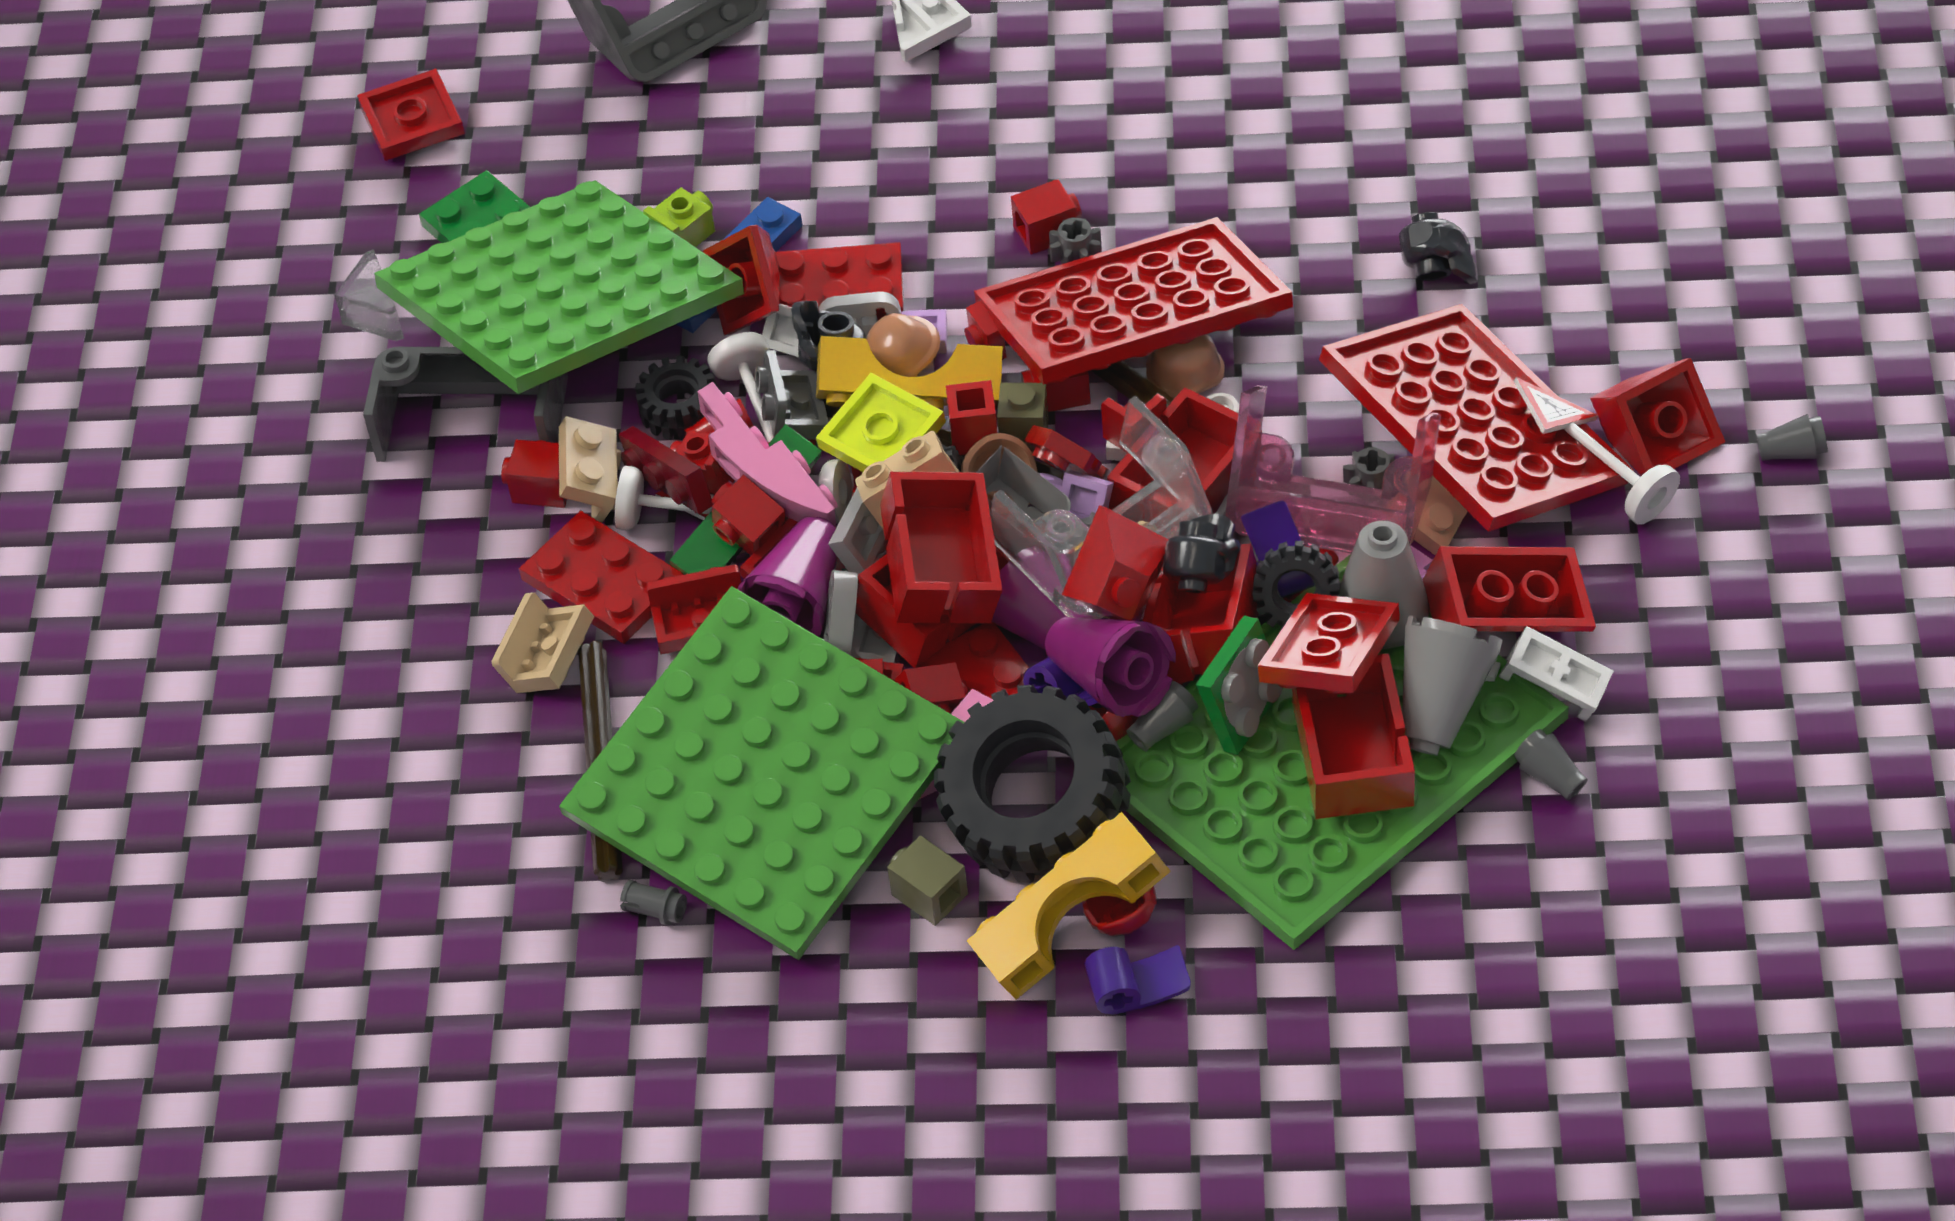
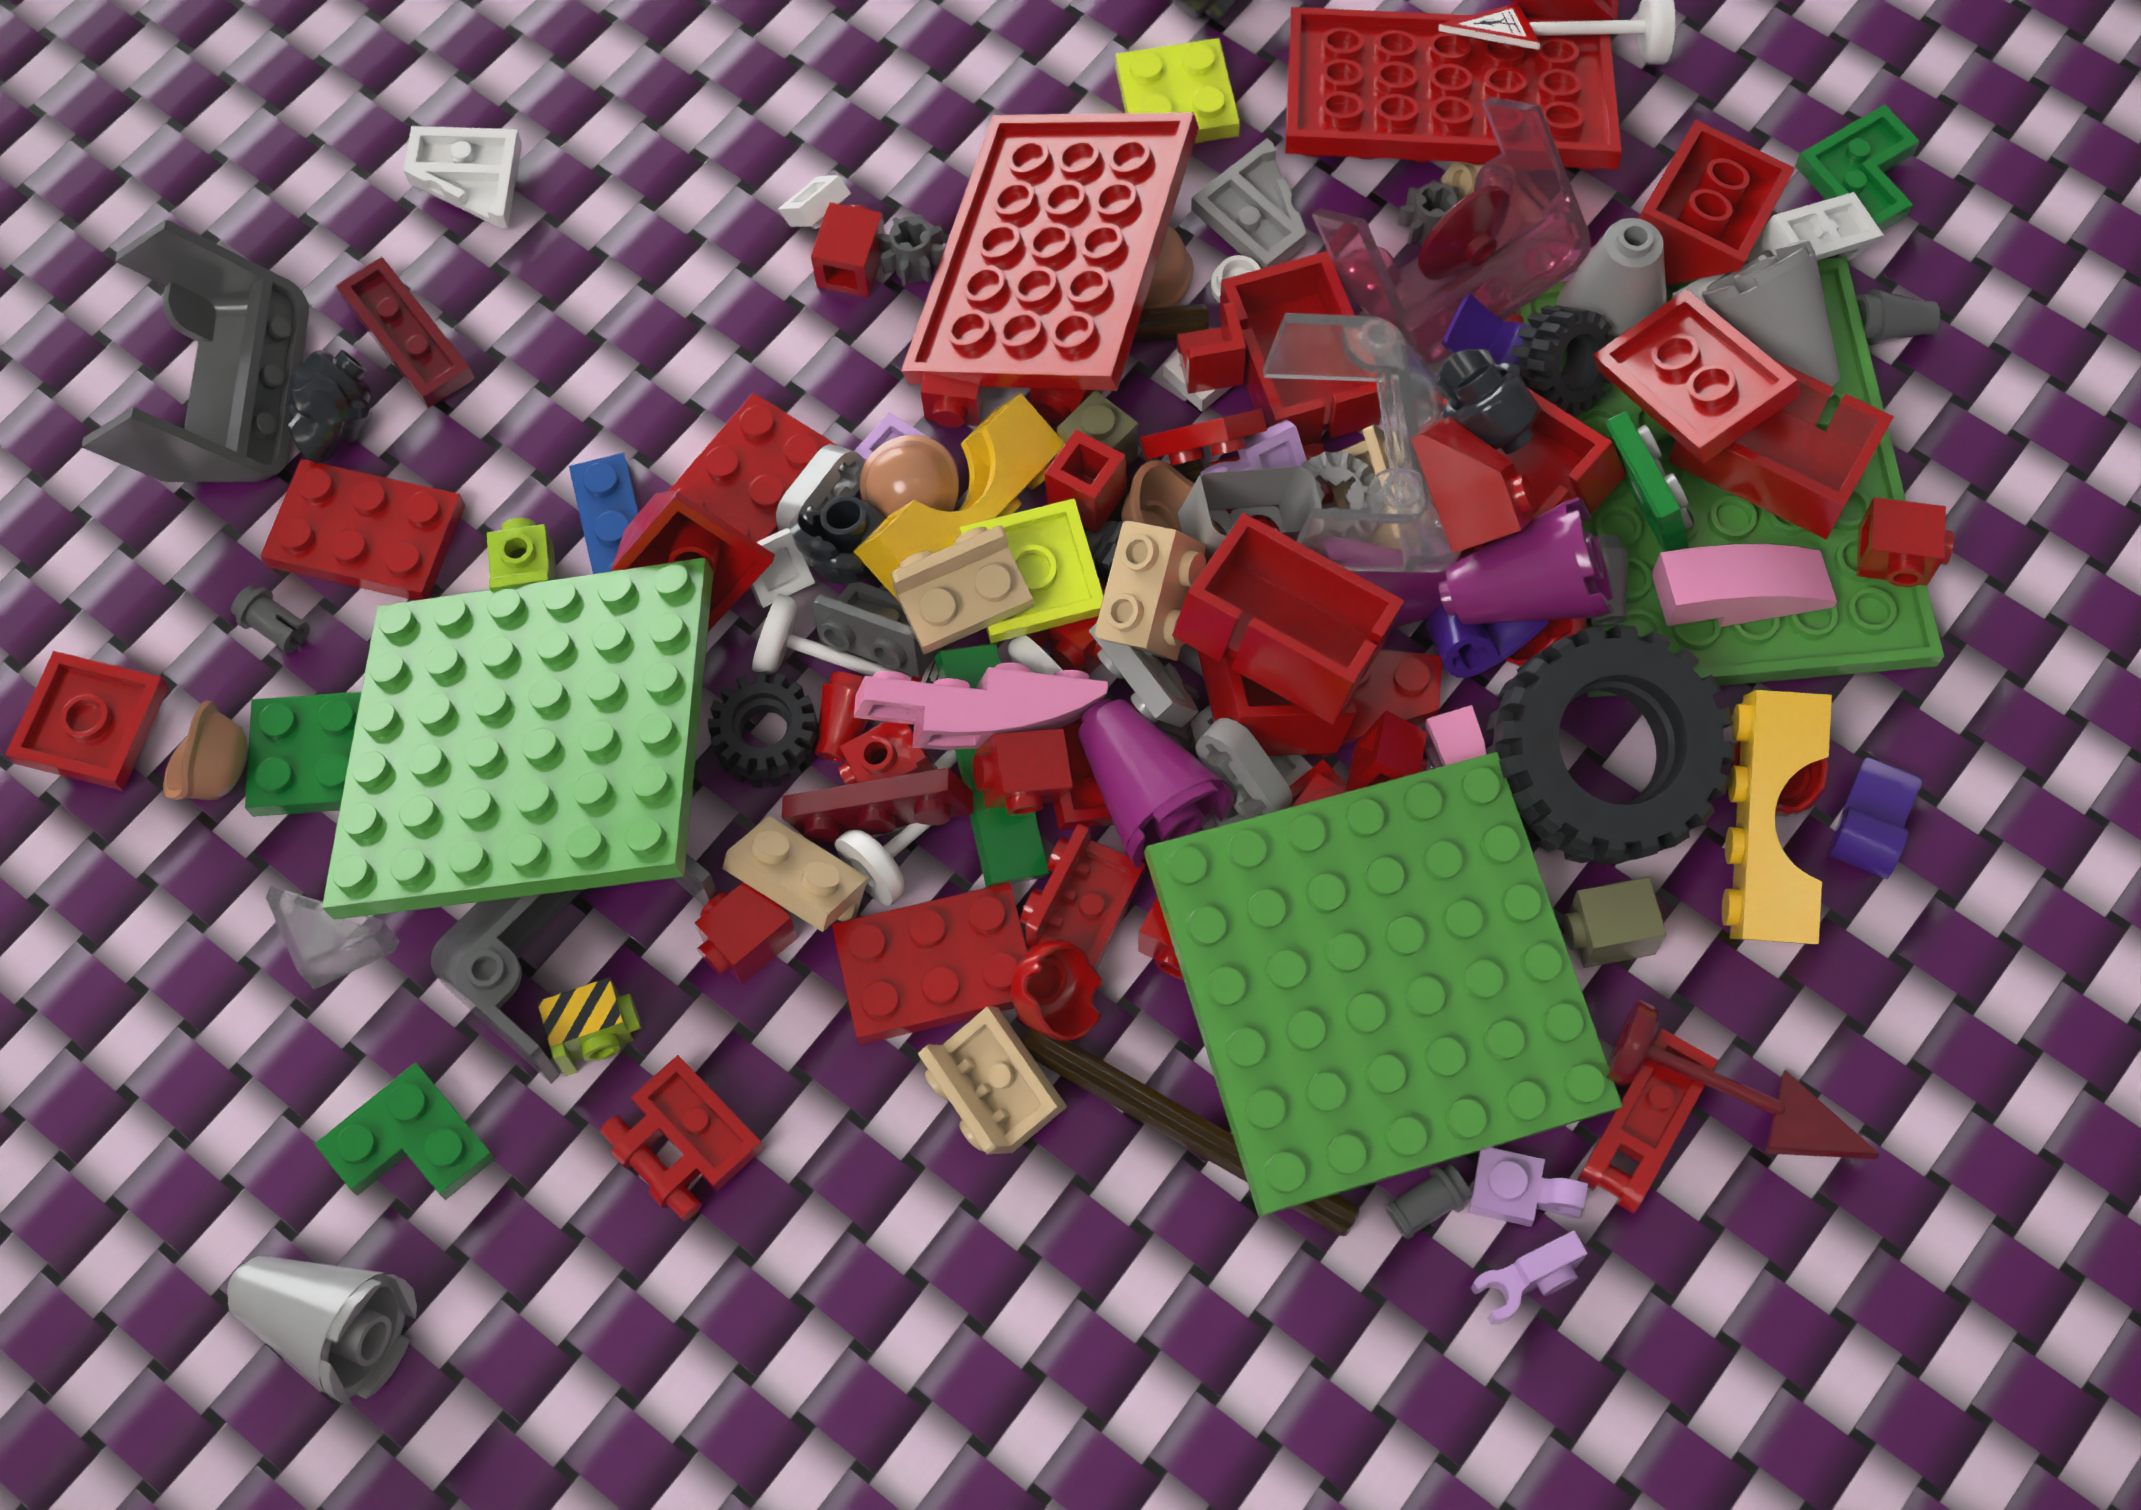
camera: 55 degrees left, 15 degrees up
(150, 455) = (326, 1320): none -> light grey cone
(294, 414) = (401, 1121): none -> green plate
(401, 535) = (696, 1124): none -> red plate
(418, 443) = (588, 1023): none -> brick
(431, 171) = (208, 758): none -> nougat helmet
(544, 133) = (258, 610): none -> dark grey pin
(622, 628) = (1056, 990): none -> red hair
(641, 143) = (363, 530): none -> red plate
(654, 978) = (1545, 1268): none -> lavender plate
(698, 66) = (328, 404): none -> black head
(703, 943) = (1512, 1188): none -> lavender plate
(784, 67) = (405, 332): none -> dark red plate
(805, 979) = (1646, 1124): none -> red plate
(826, 396) = (961, 588): none -> tan bracket
(869, 1056) = (1799, 1119): none -> dark red piece
(1069, 178) = (811, 202): none -> white plate
(1229, 787) = (1741, 583): none -> bright pink slope
(1292, 384) = (1253, 208): none -> light grey wing
(1329, 469) = (1465, 234): none -> dark red dish
(1339, 296) = (1181, 80): none -> neon yellow plate
(1346, 854) = (1903, 542): none -> red brick
(1657, 668) = (1856, 162): none -> green plate

